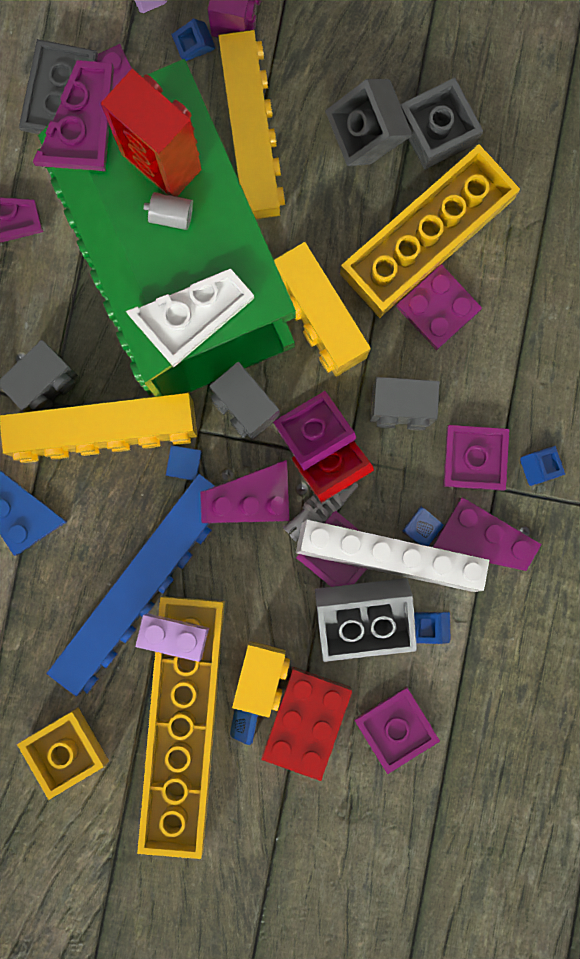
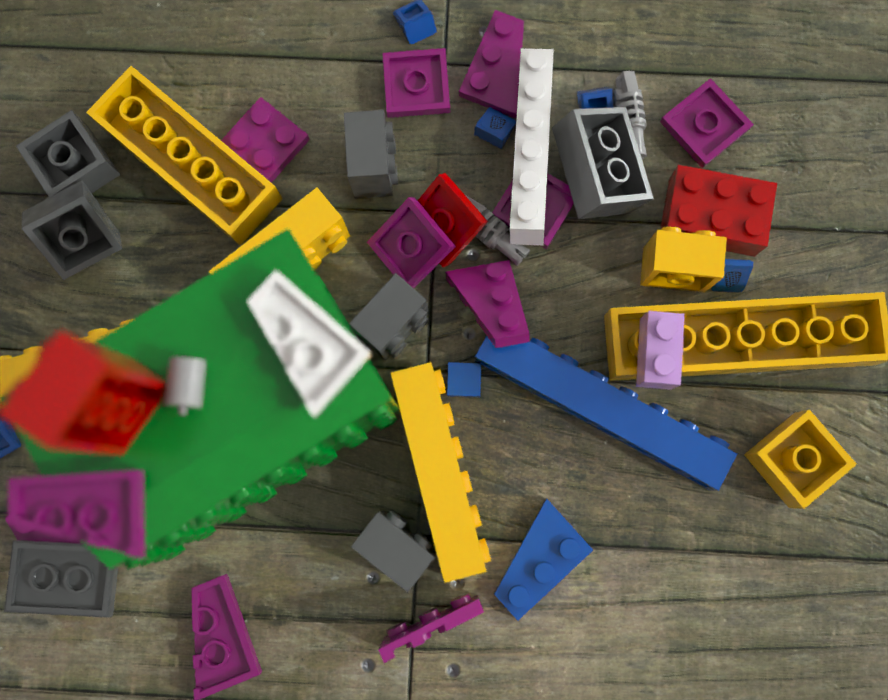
camera: 90 degrees left, 5 degrees down
(426, 659) = (631, 97): none -> light grey hinge

